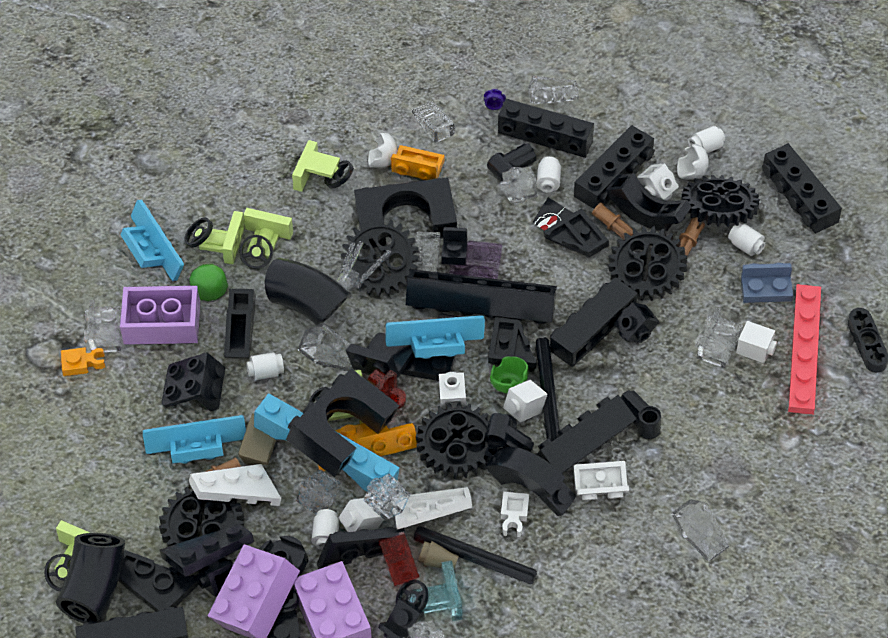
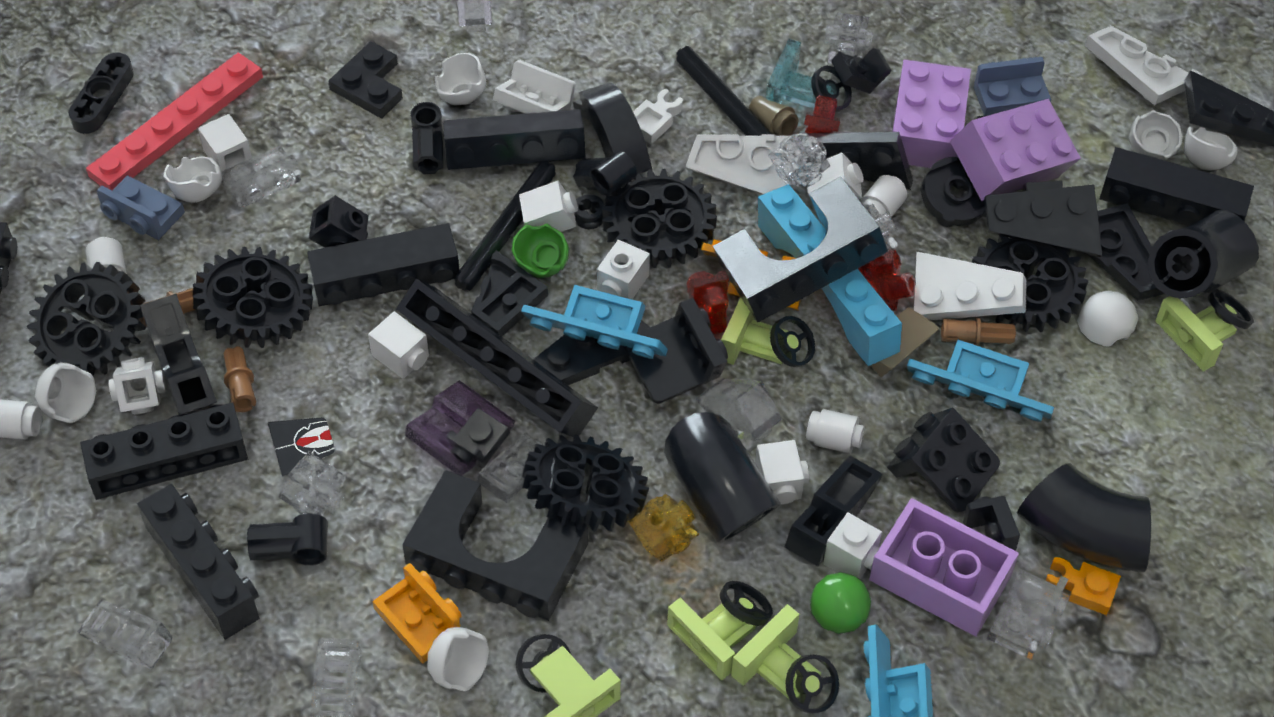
camera: 150 degrees left, 0 degrees up
(92, 378) = (1090, 519): none -> black brick
(139, 529) = (1107, 318): none -> white hair
(144, 362) = (996, 519): none -> black bracket
(214, 303) = (852, 546): none -> white brick
(281, 325) = (782, 469): none -> white brick
(291, 465) = (886, 278): none -> clear red hips
(323, 257) = (665, 526): none -> clear yellow brick
(347, 276) = (651, 468): clear plant -> none
(494, 99) = (219, 664): dark purple plate -> none
(544, 275) = (399, 345): none -> white brick
(548, 175) = (257, 490): white brick -> none
(577, 234) = (297, 389): black wing -> none
(654, 462) = (461, 79): none -> white hair
(720, 435) = (363, 80): none -> black plate
(751, 306) = (194, 178): none -> white hair

